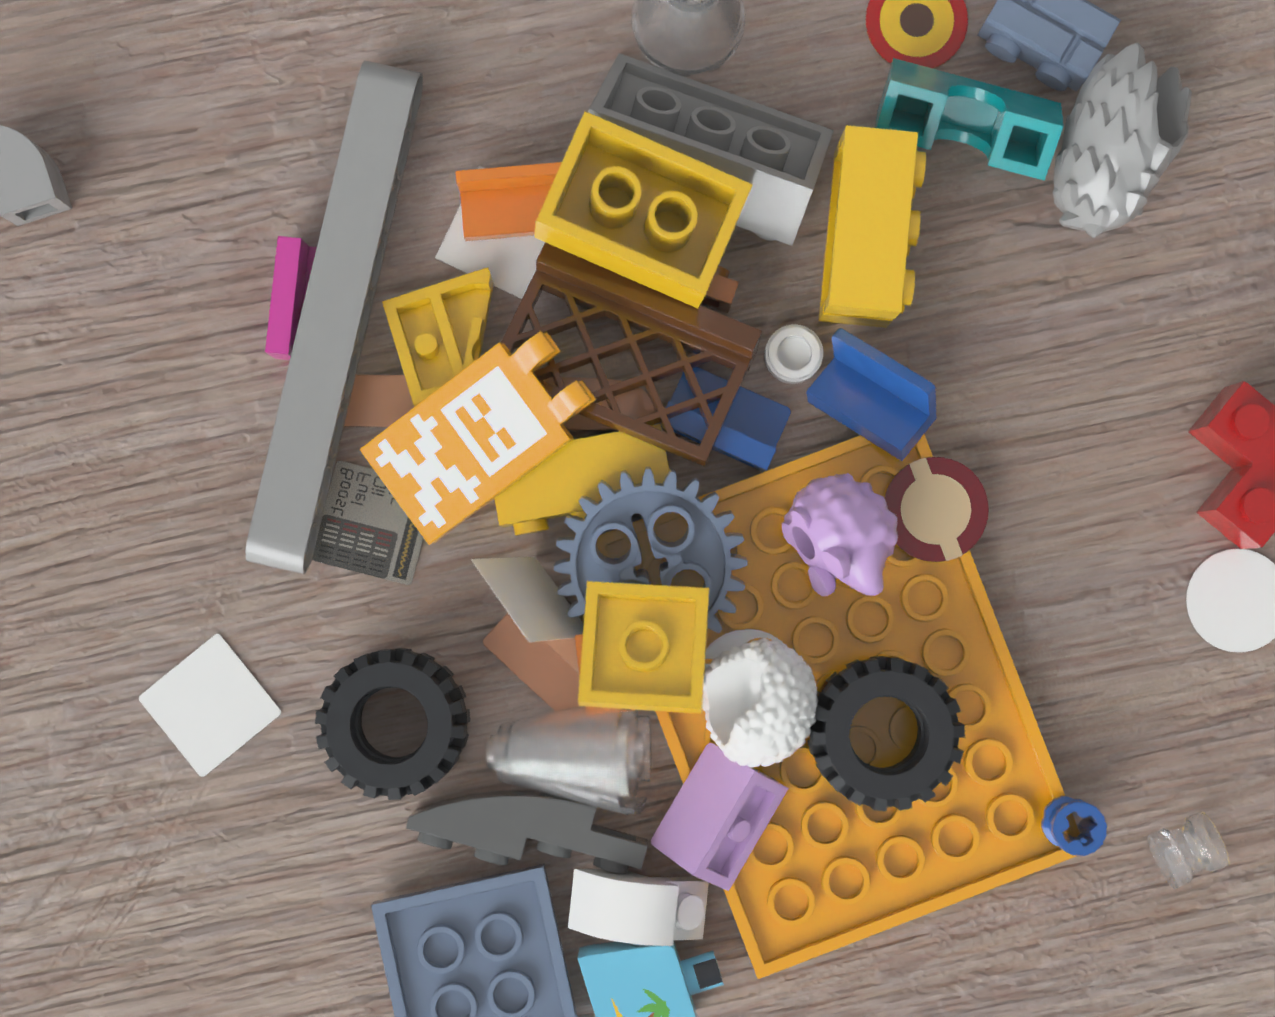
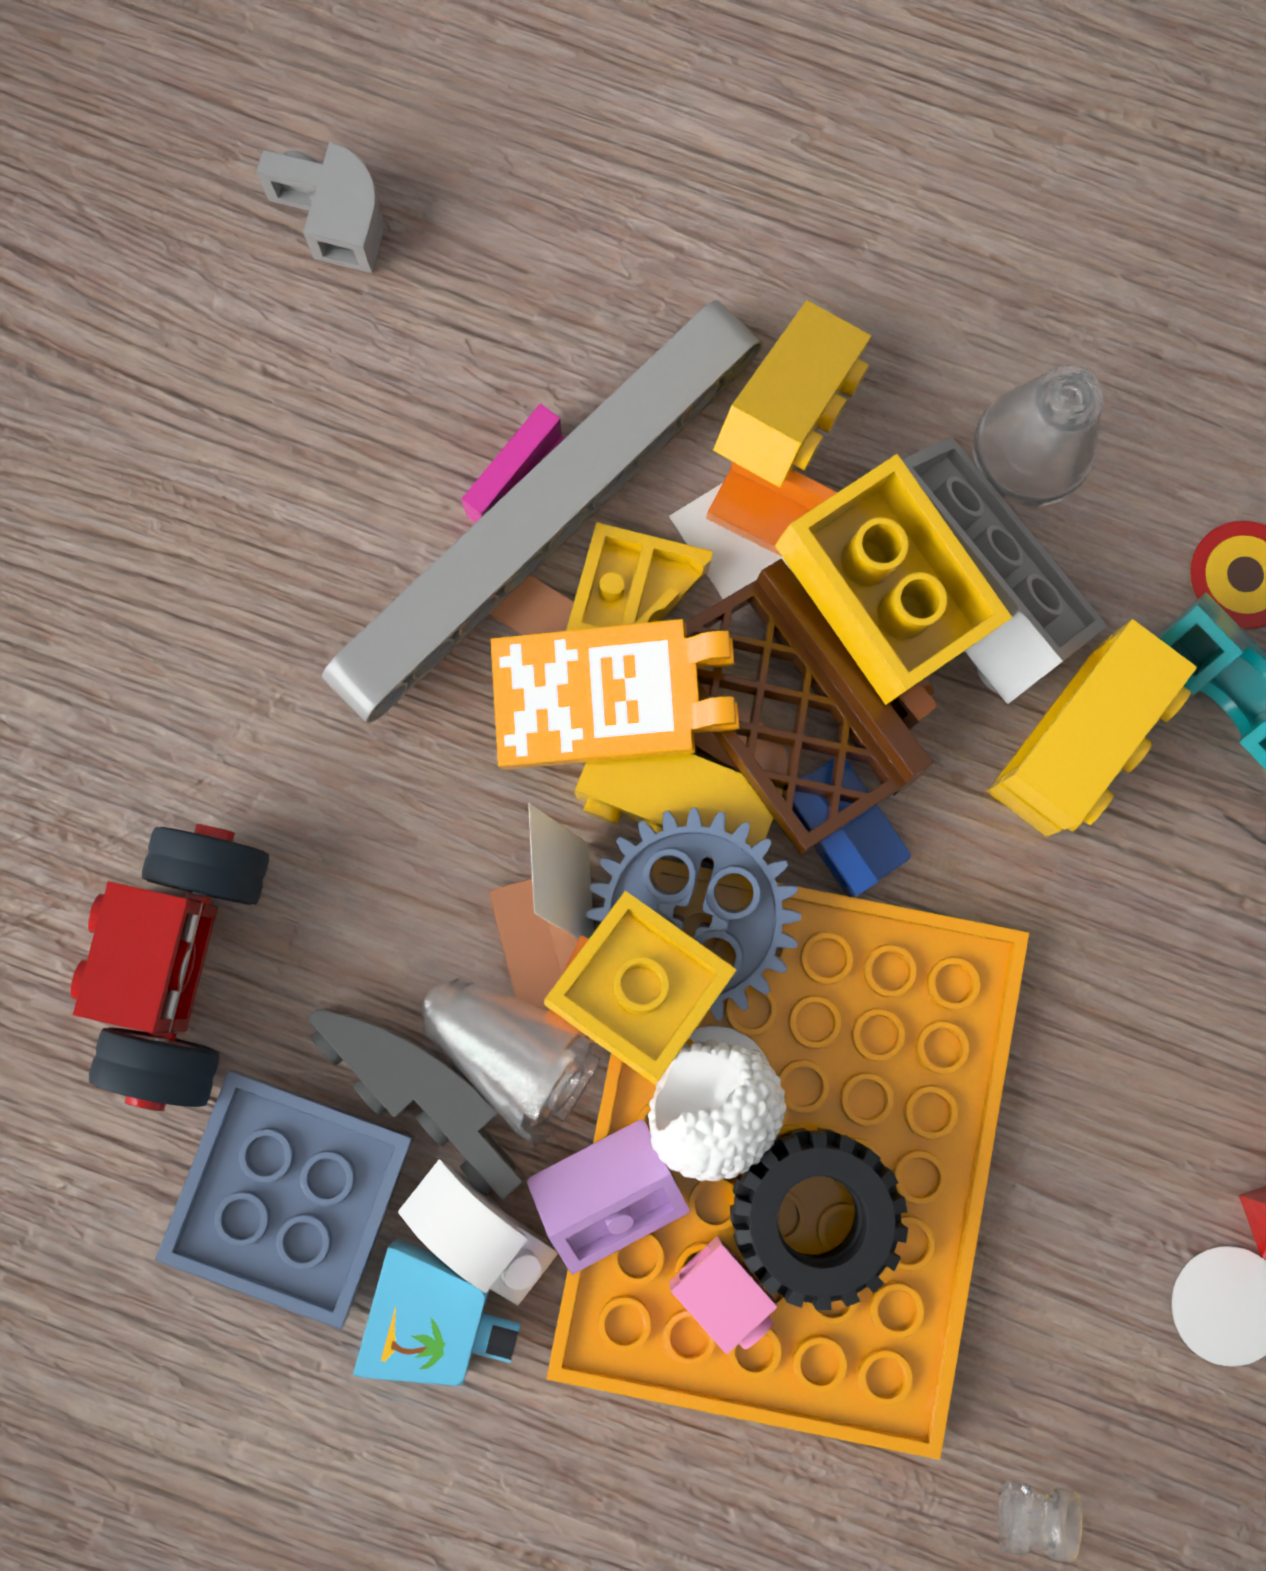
camera: 25 degrees right, 5 degrees down
(209, 705) = (205, 783): white sticker -> none
(259, 862) = (150, 964): none -> brick
(344, 735) = (305, 902): black tyre -> none
(366, 527) = (450, 720): clear smoke sticker -> none
(475, 103) = (794, 395): none -> yellow brick
(793, 354) = (945, 806): white tile -> none
(841, 533) = (893, 998): lavender animal -> none
(852, 835) = (724, 1297): none -> bright pink brick
(874, 395) = (1002, 890): blue panel -> none
(937, 508) = (993, 1034): sticker -> none
(1092, 827) = (960, 1438): blue bush -> none

